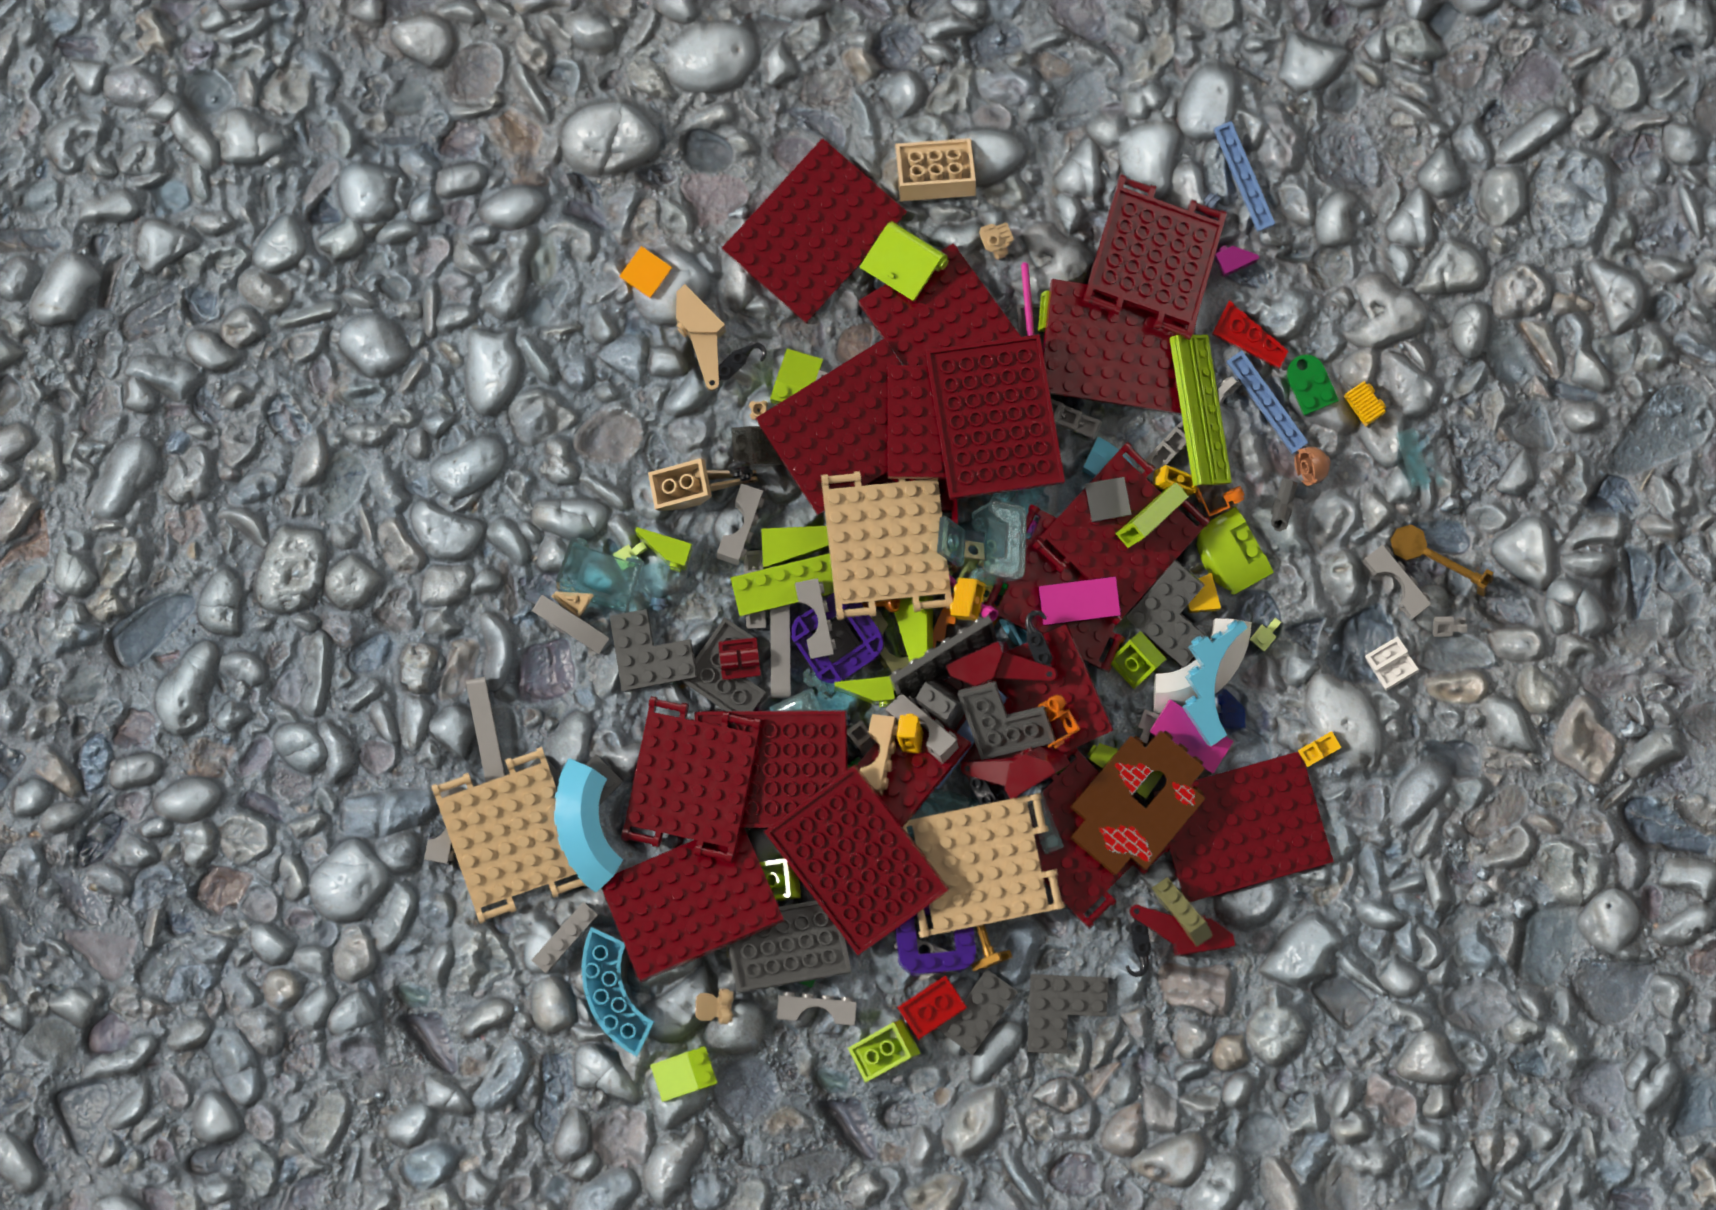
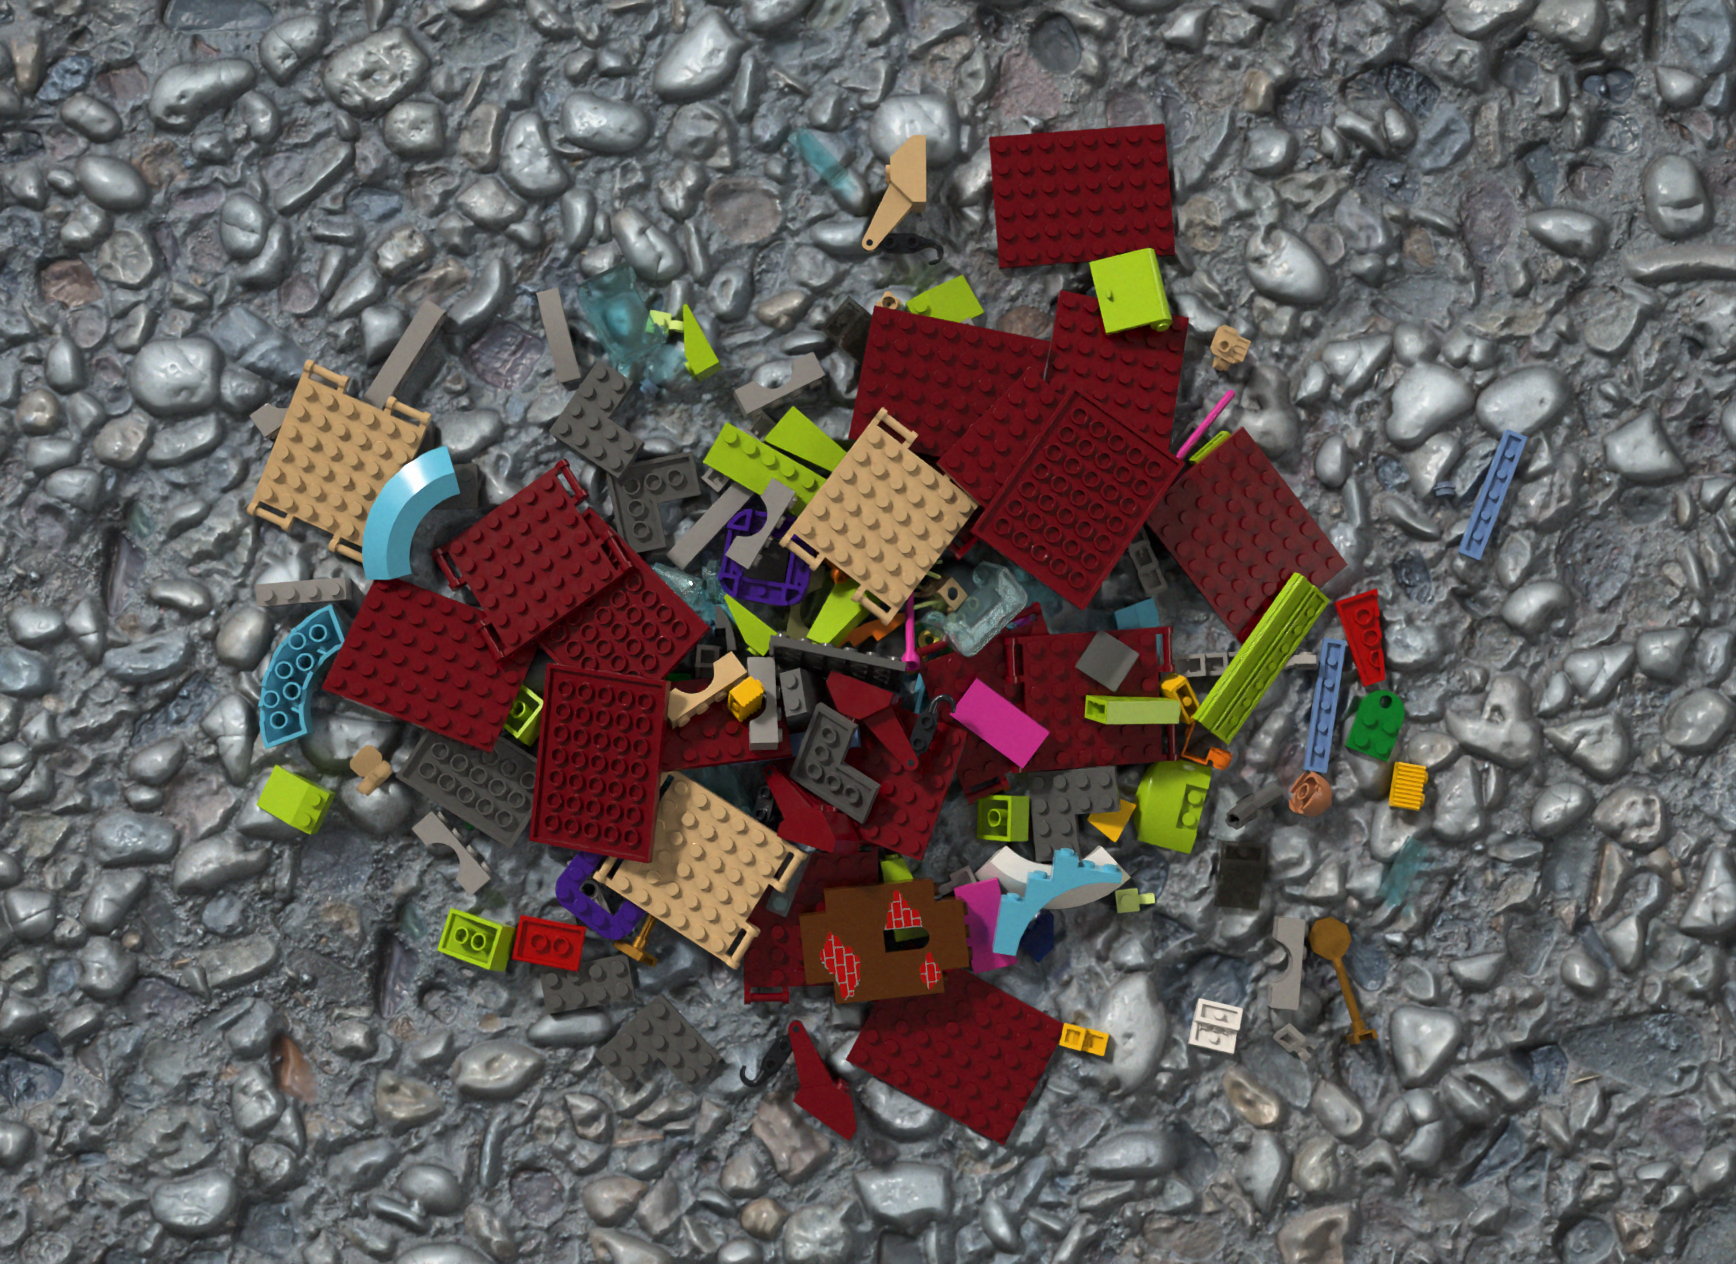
camera: 50 degrees right, 5 degrees up
(573, 602) = (579, 320): tan tile -> none
(625, 360) = (817, 156): none -> clear light blue plate
(645, 272) = (906, 98): light orange tile -> none
(689, 485) = (767, 308): tan slope -> none
(739, 659) = (668, 497): dark red plate -> none
(849, 703) = (724, 623): none -> dark grey slope
(935, 169) = (1233, 241): tan slope -> none
(951, 541) = (939, 569): clear light blue tile -> none
(967, 599) = (904, 631): yellow brick -> none
(1054, 709) = (886, 797): orange piece -> none
(1155, 256) = (1349, 490): dark red plate -> none
(1182, 910) = (832, 1068): olive arch -> none
(1234, 259) = (1414, 557): magenta slope -> none
(1315, 555) = (1239, 873): none -> clear smoke slope

